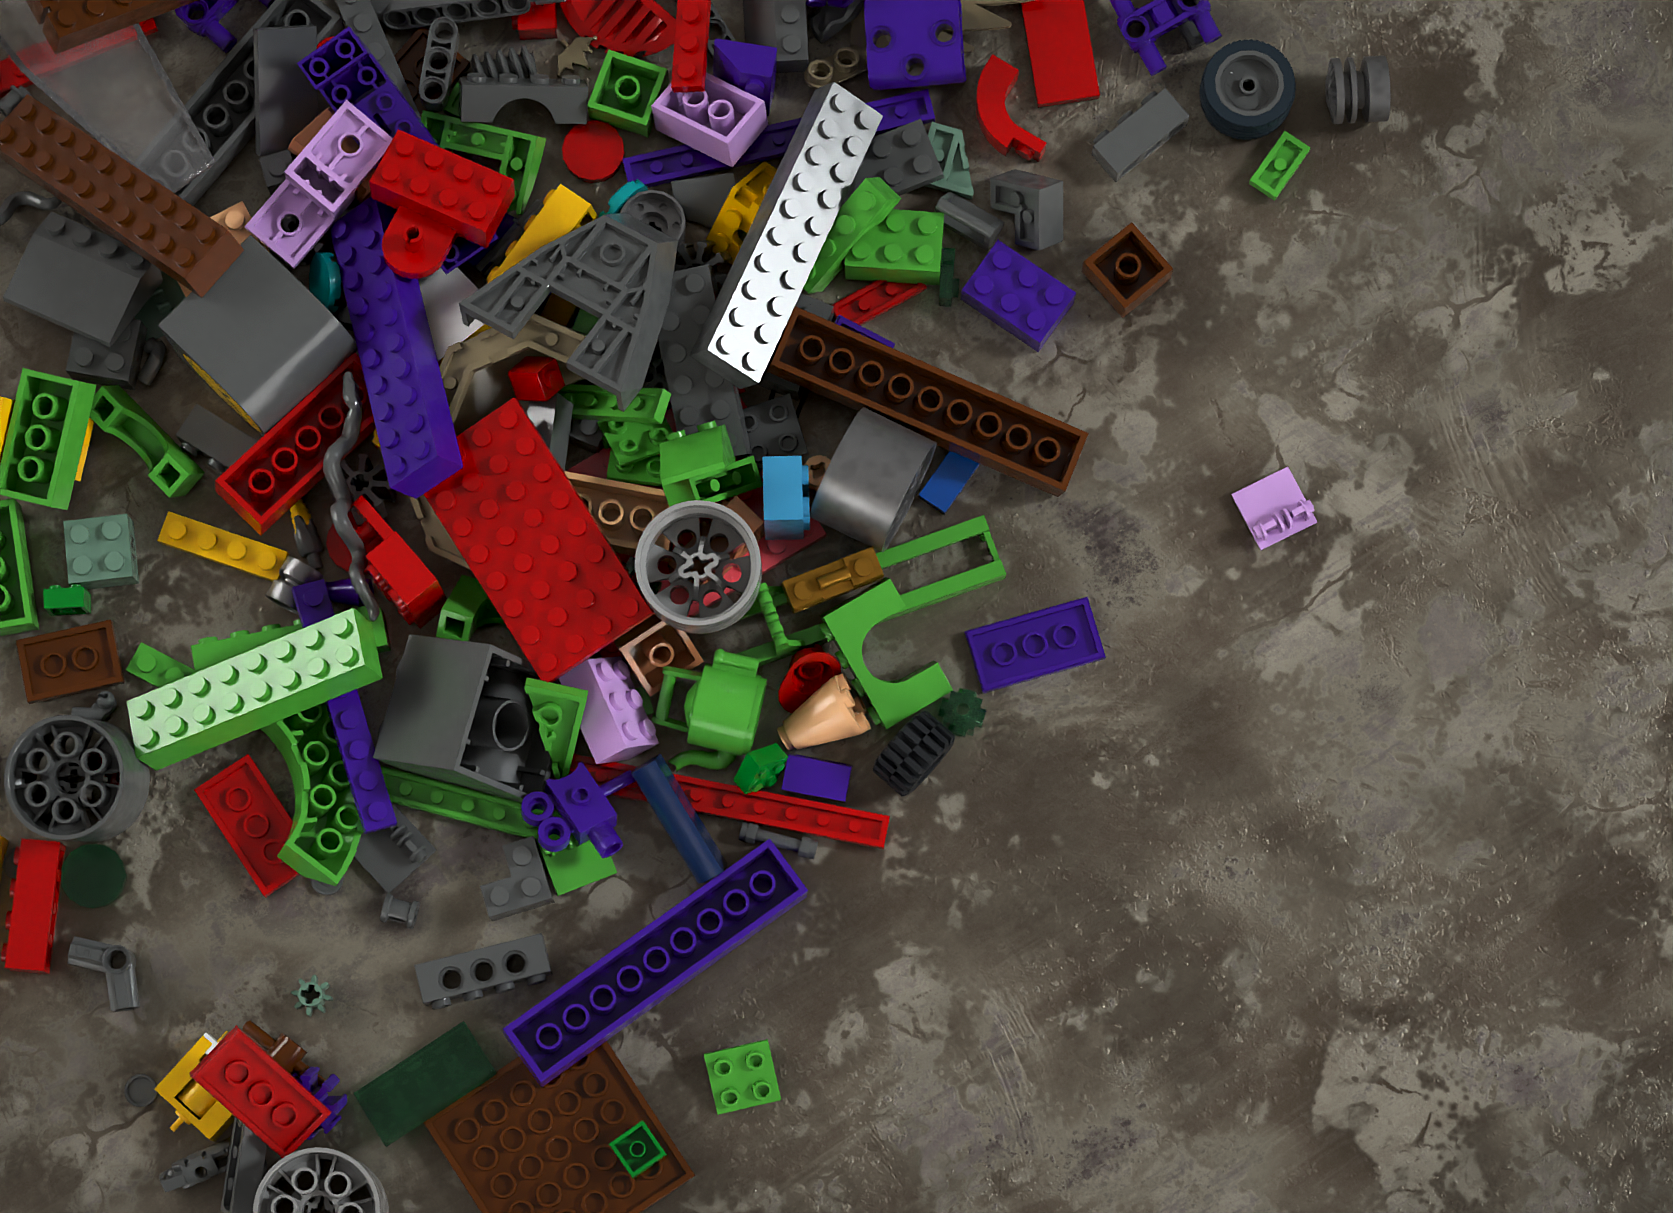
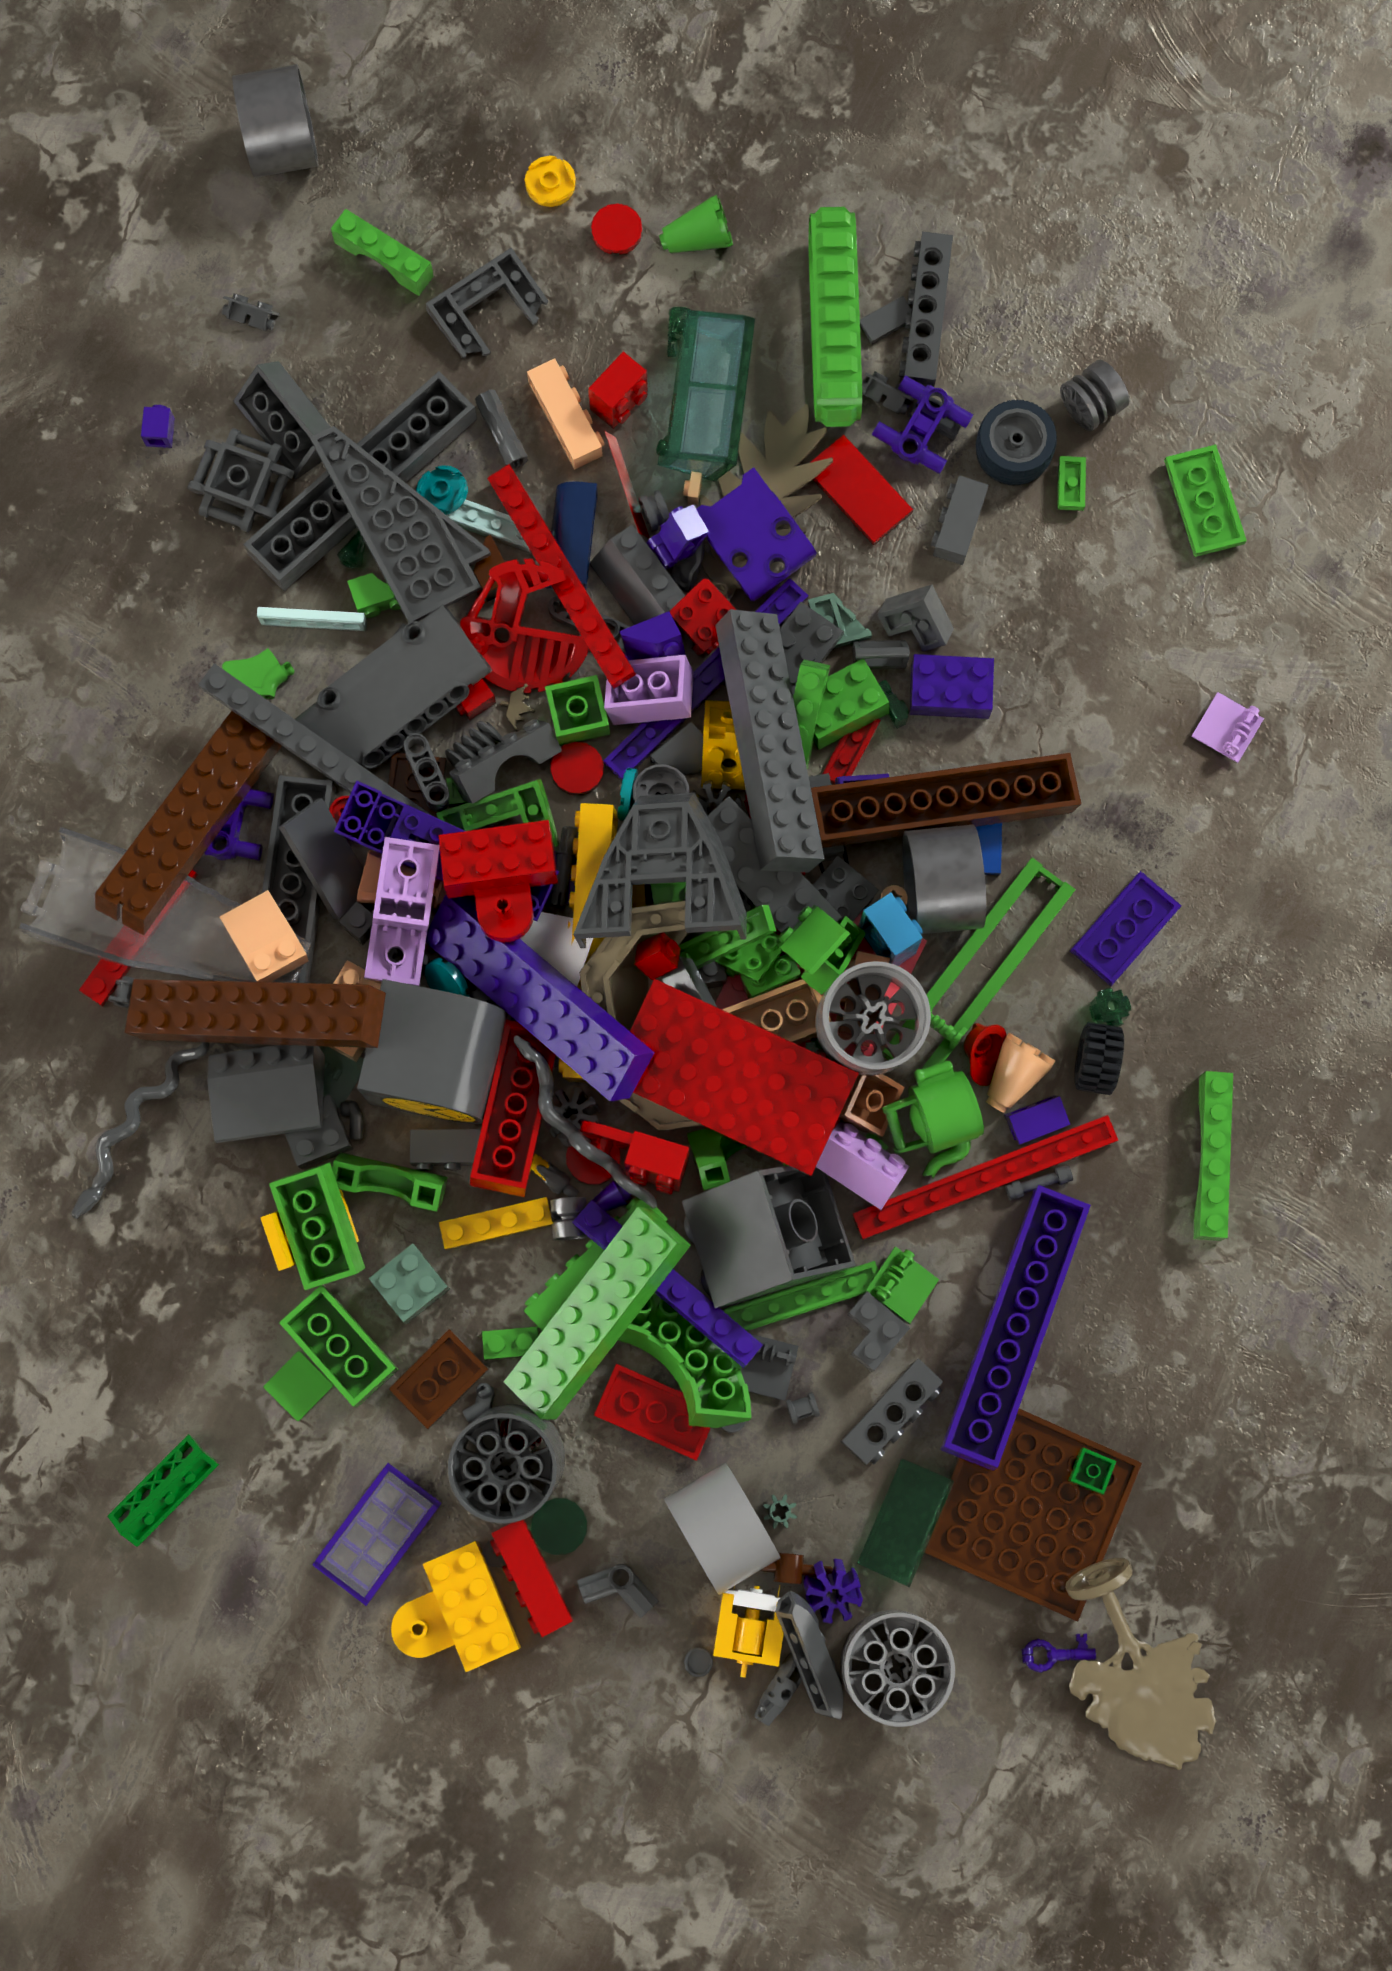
camera: 35 degrees left, 0 degrees up
(67, 601) = (408, 1335): green piece -> none
(170, 129) = (264, 938): none -> light nougat slope
(238, 970) = (722, 1528): none -> light grey wheel
(260, 1092) = (800, 1608): red tile -> none
(559, 718) = (834, 1192): bright green wing -> none
(581, 808) = (891, 1249): dark purple piece -> none
(679, 819) = (963, 1212): dark blue brick -> none
(742, 1076) = (1127, 1369): bright green hinge -> none
(760, 768) = (996, 1138): green piece -> none
(809, 68) = (699, 613): none -> red bracket
(832, 580) = (960, 970): pearl gold piece -> none
(848, 626) = (993, 997): bright green arch -> none
(967, 922) = (1214, 1177): none -> bright green arch
(996, 125) = (850, 570): red arch -> none
(1127, 270) = (1017, 621): reddish brown brick -> none
(1405, 265) = (1205, 500): none -> bright green plate

